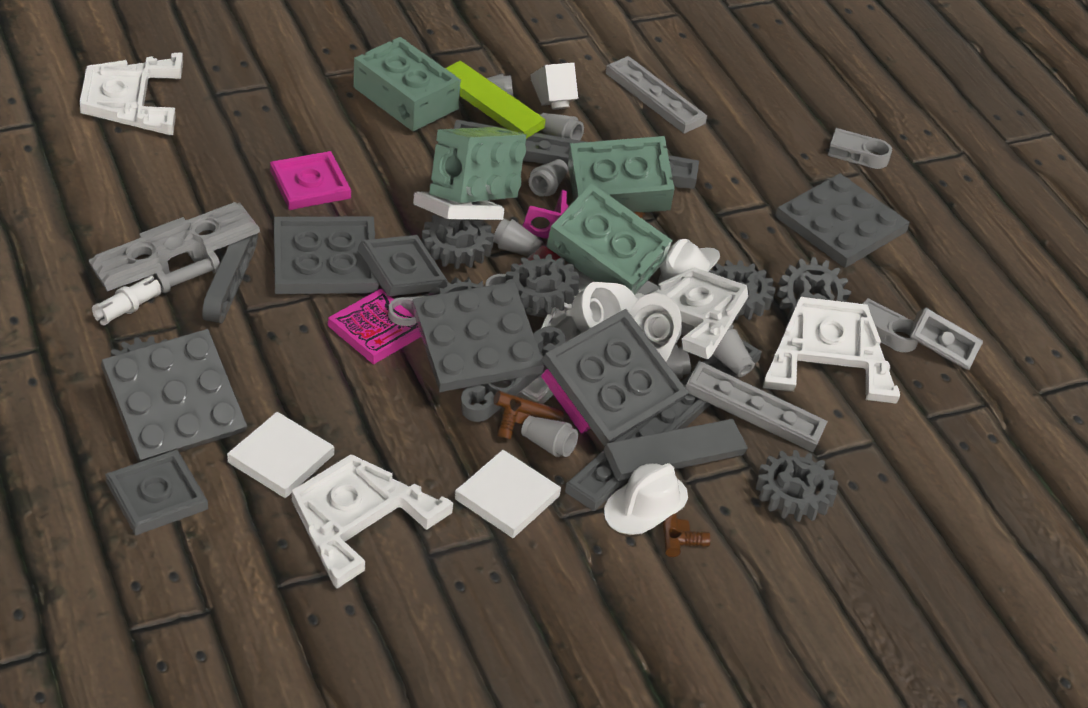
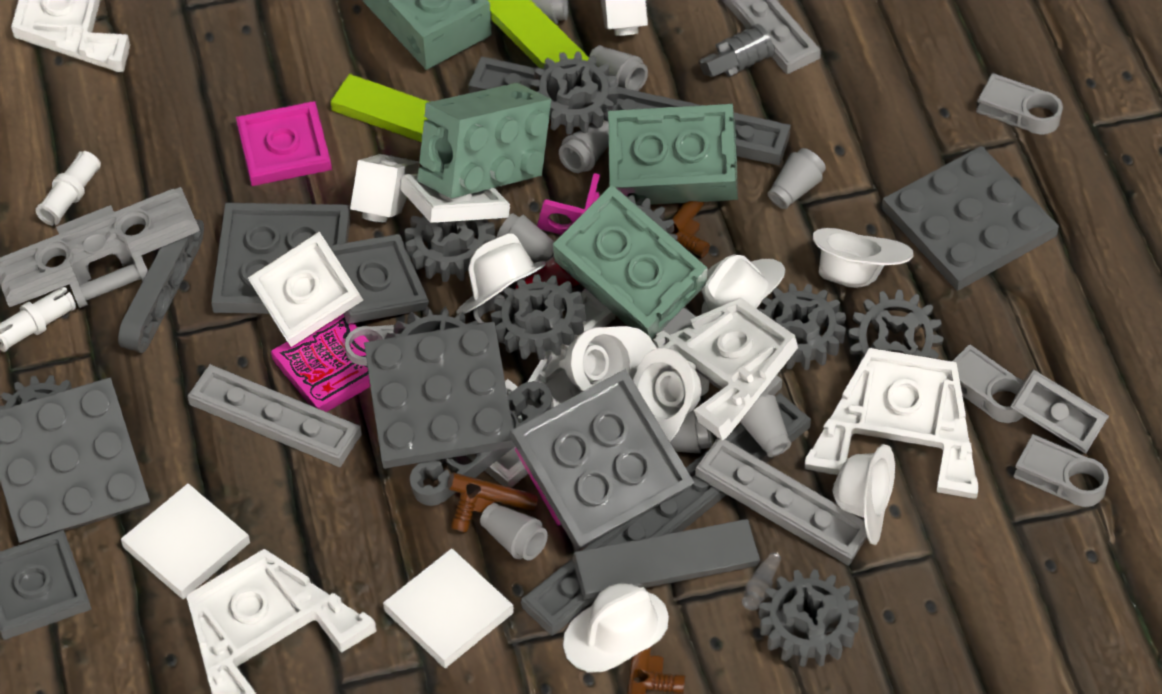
camera: 15 degrees right, 10 degrees up
(142, 210) = (68, 188): none -> white pin
(338, 363) = (274, 415): none -> light grey tile
(352, 269) = (305, 289): none -> white tile
(390, 157) = (381, 107): none -> lime tile
(396, 204) = (378, 186): none -> white slope
(501, 251) = (495, 268): none -> white piece
(544, 137) = (575, 92): none -> dark grey gear
(648, 116) = (738, 52): none -> dark grey hinge
(712, 193) = (797, 177): none -> light grey cone
(751, 465) = (760, 582): none -> clear piece
(768, 246) = (856, 258): none -> white piece
(815, 391) = (866, 487): none -> white piece
(951, 380) = (1051, 466): none -> light grey piece

